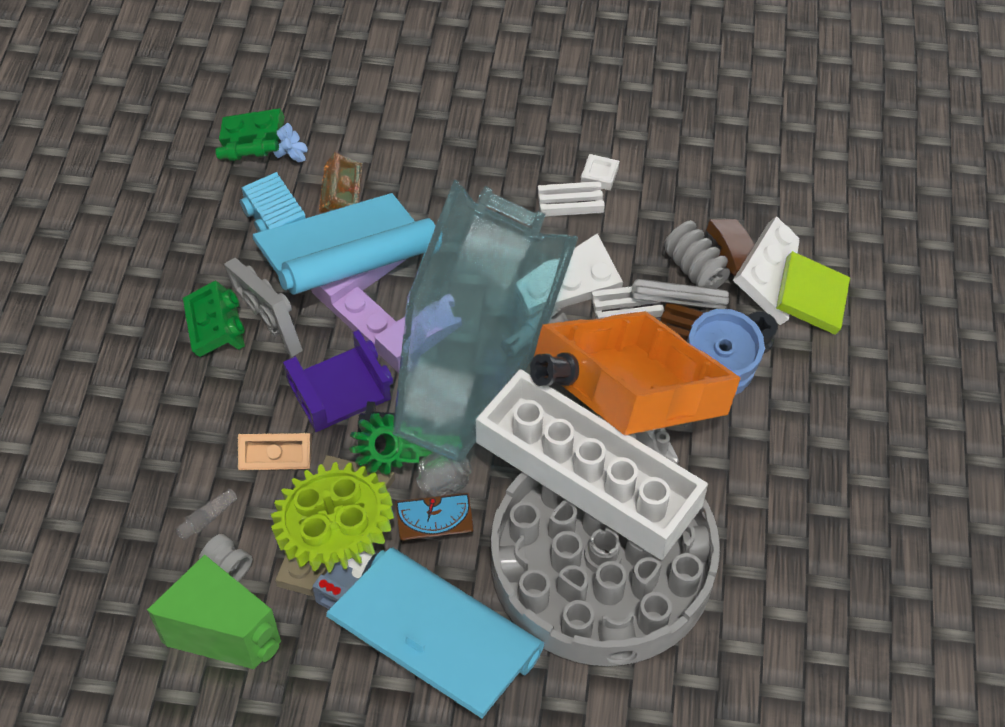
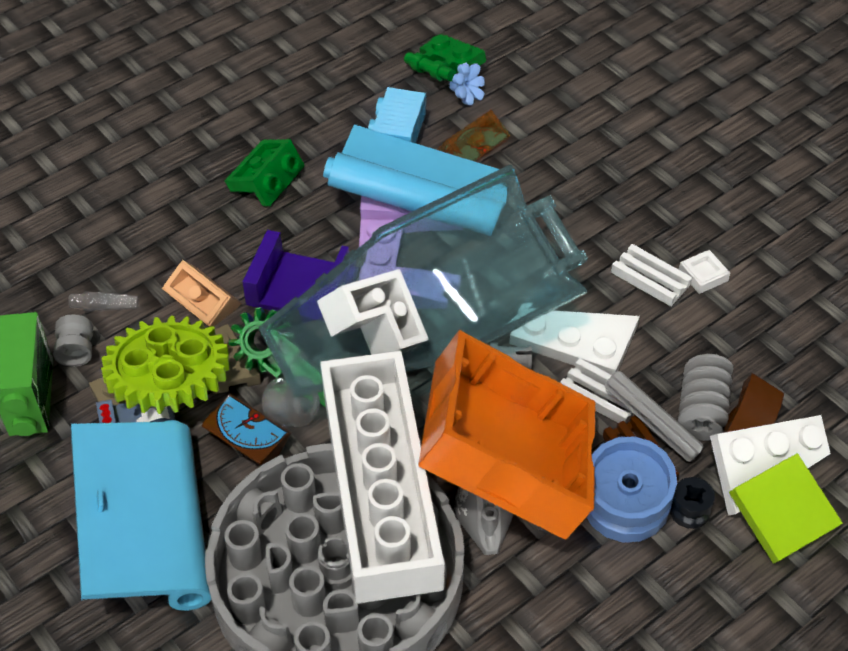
camera: 45 degrees right, 5 degrees down
(264, 300) = (306, 183): light grey wing -> none
(454, 359) = (380, 309): none -> white brick
(550, 369) = (422, 369): black bush -> none

